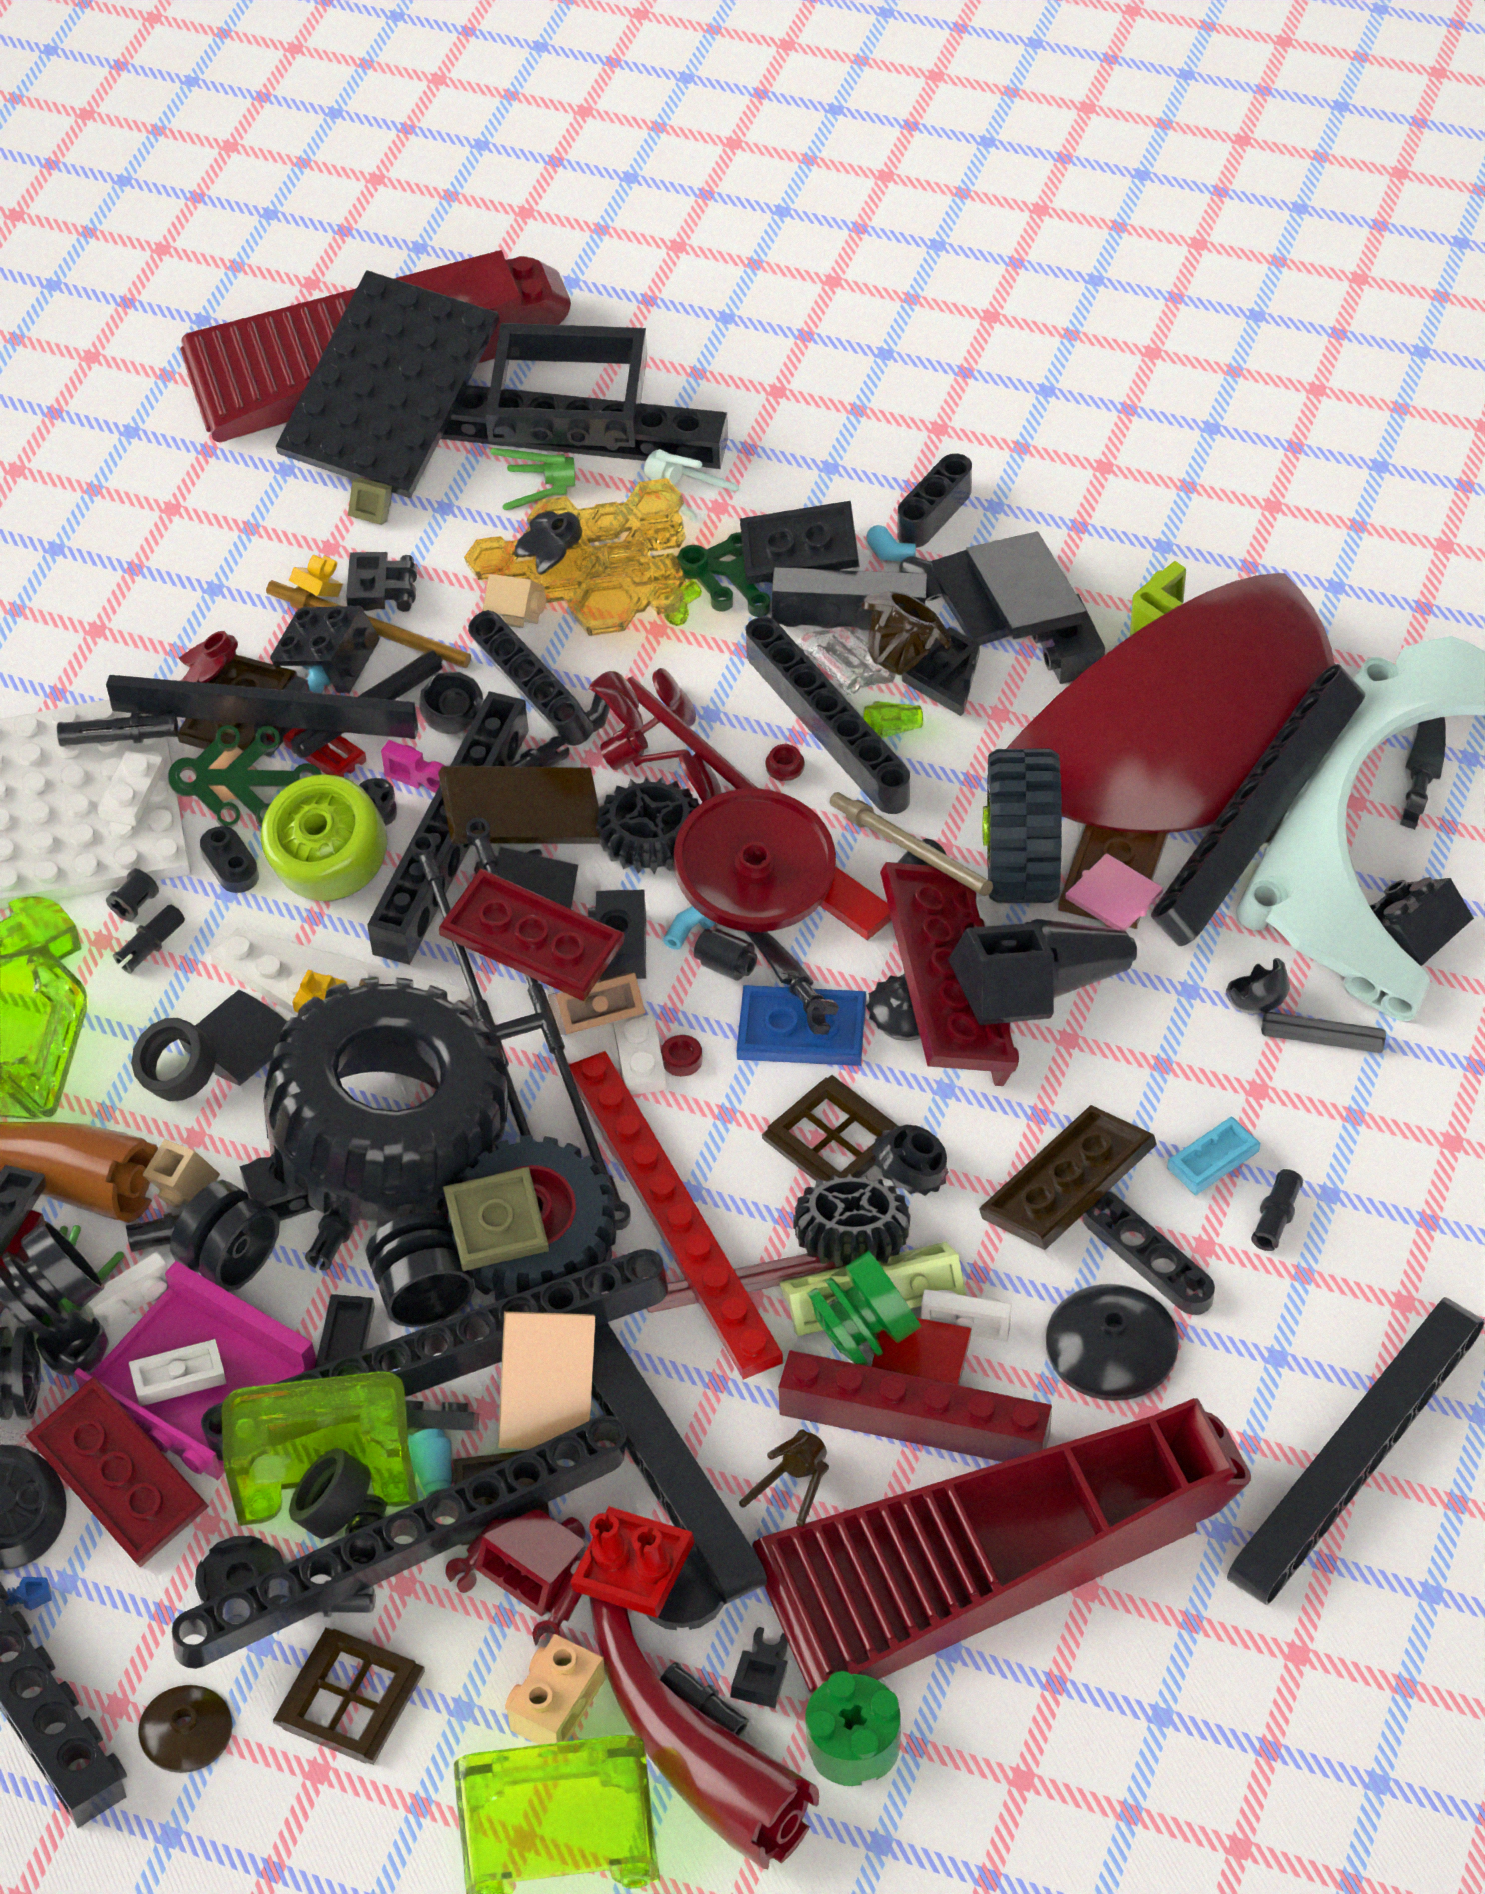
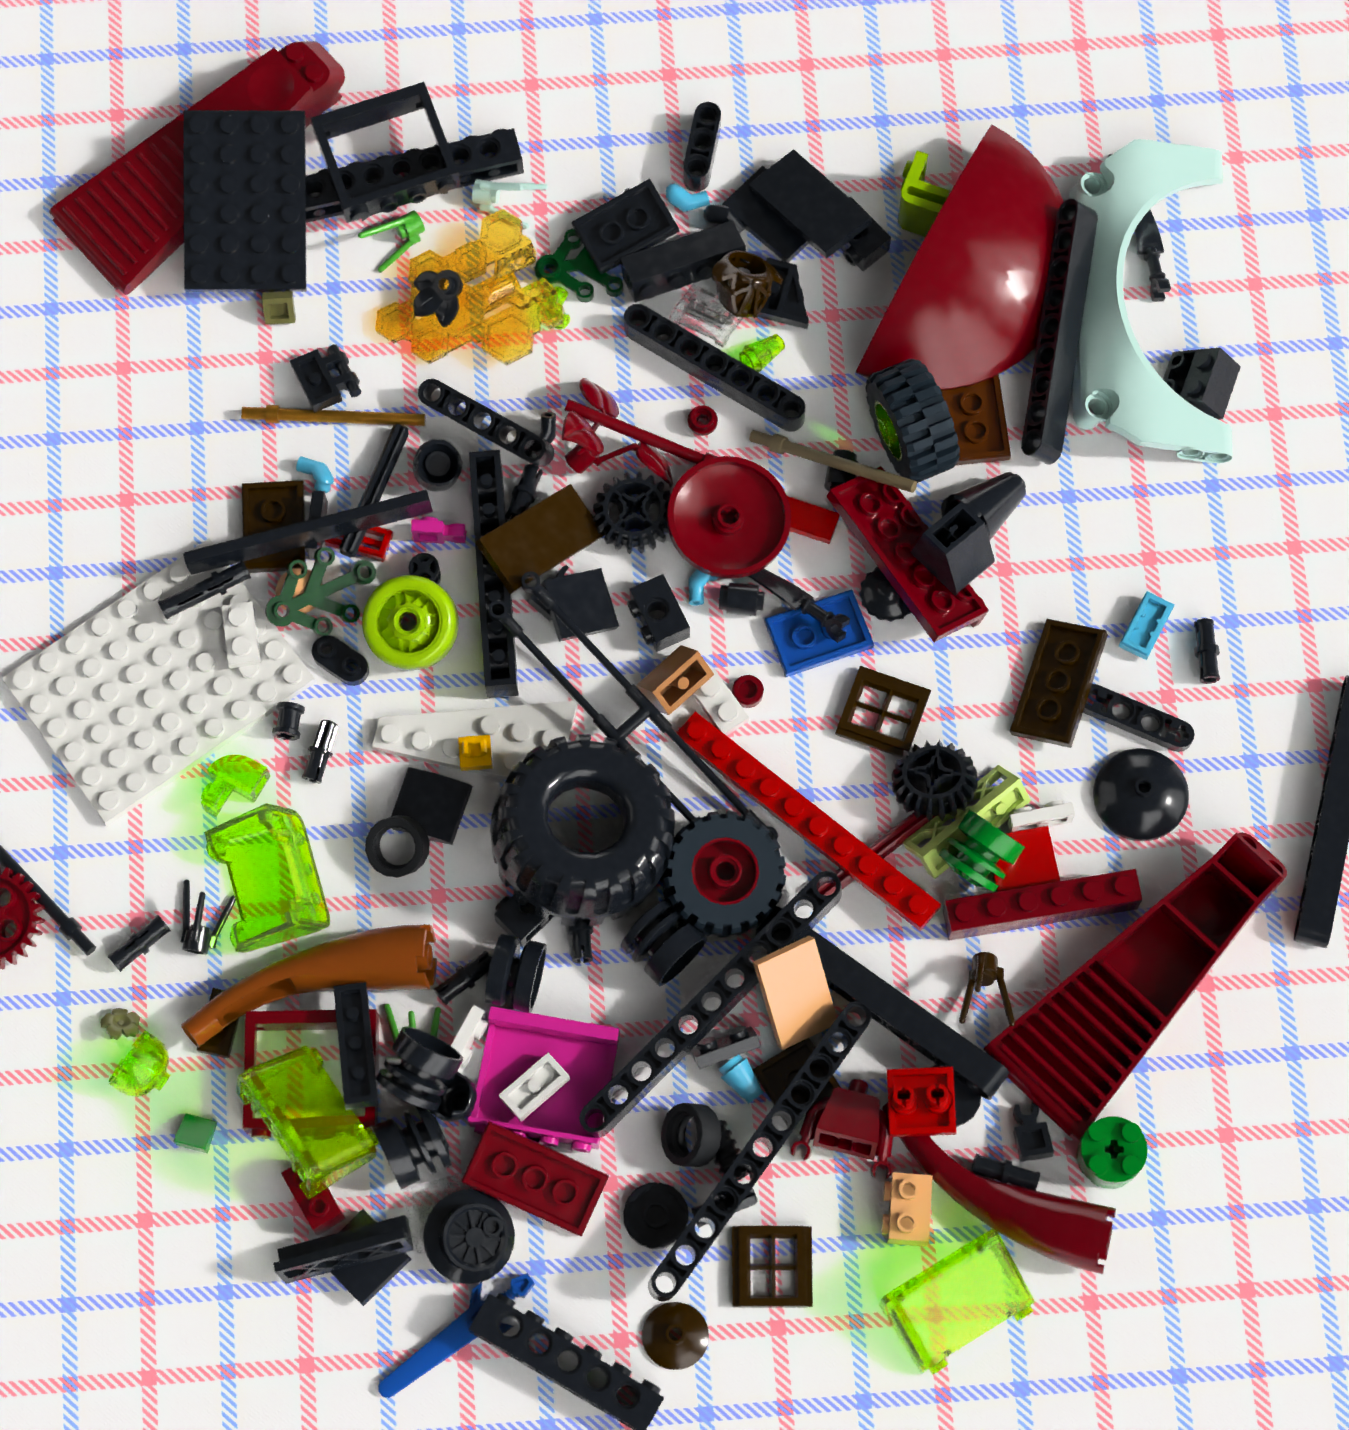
camera: 25 degrees left, 20 degrees up
(179, 1173) = (455, 937): tan brick -> none
(209, 657) = (233, 499): dark red plate -> none
(285, 1427) = (640, 1109): clear neon green windscreen -> none
(318, 577) = (277, 394): yellow tile -> none
(330, 638) = (315, 448): black bracket -> none
(345, 1327) = (629, 1007): black tile -> none
(496, 1218) = (708, 891): olive tile -> none
(515, 599) = (440, 359): tan brick -> none
(531, 934) = (613, 652): dark red tile -> none
(912, 1159) = (948, 712): black piece -> none
(1114, 893) = (987, 440): bright pink piece -> none
(1261, 990) = (1120, 480): black hair -> none
(1323, 1032) = (1175, 496): axle -> none

